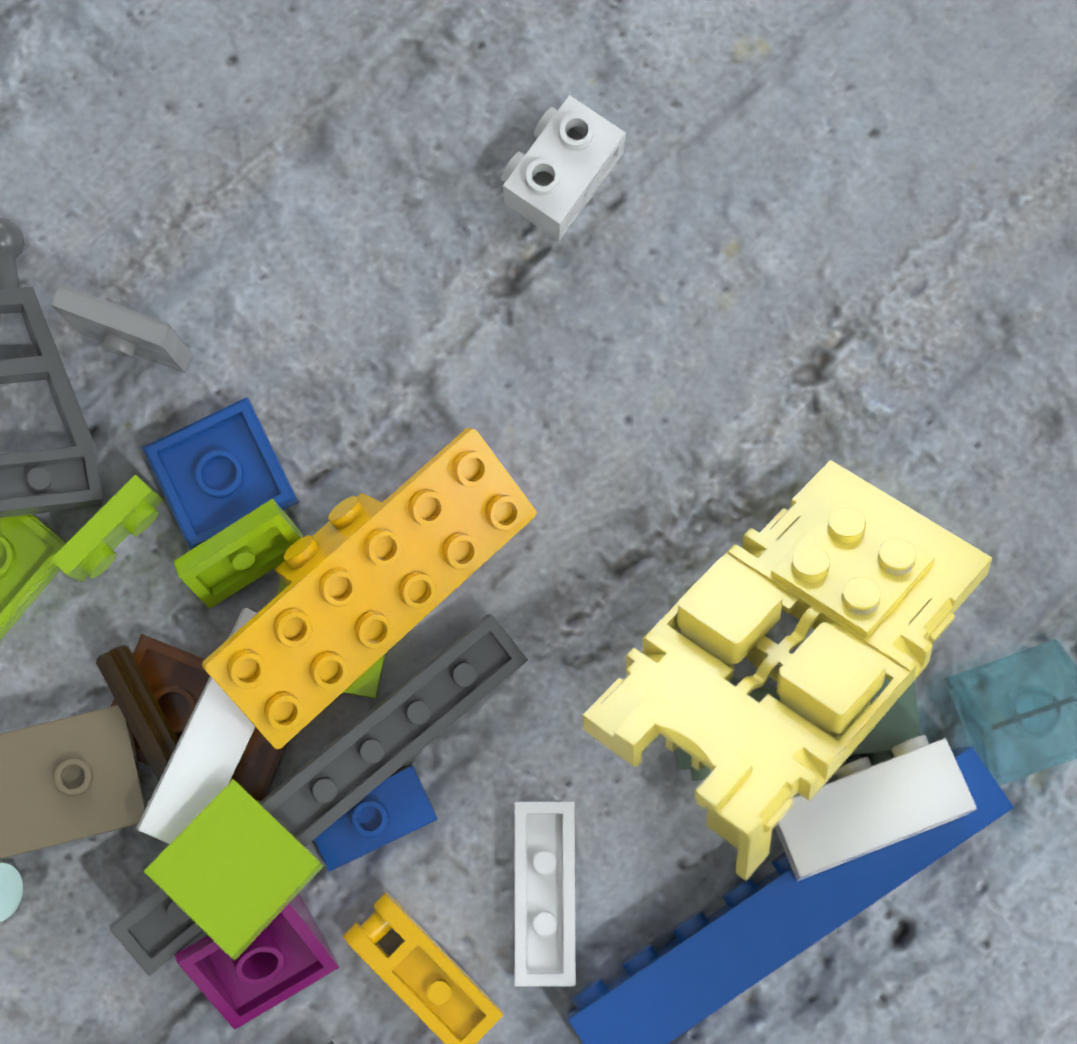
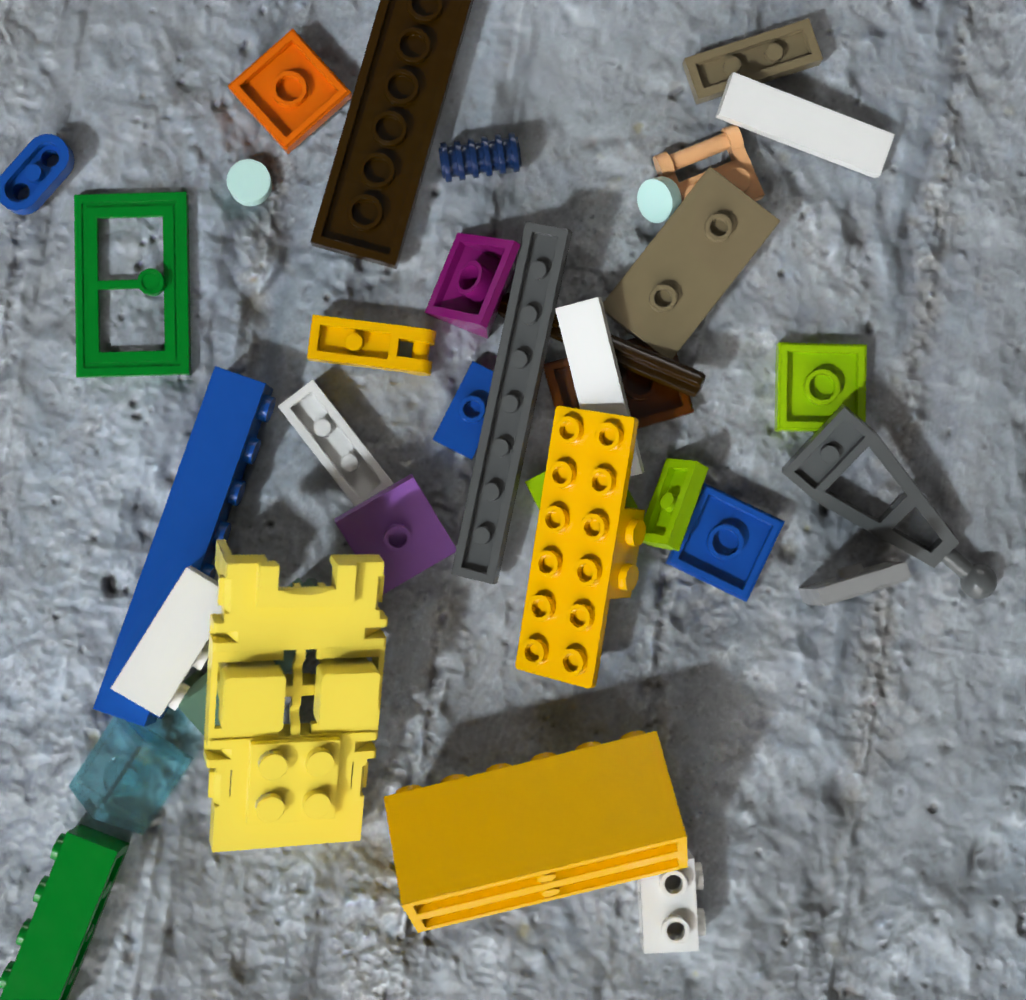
camera: 140 degrees right, 5 degrees up
(94, 544) = (764, 438): lime plate -> none
(233, 869) = (524, 317): lime tile -> none
(545, 753) = (400, 529): none -> medium lavender plate
(637, 328) = (535, 831): none -> yellow brick

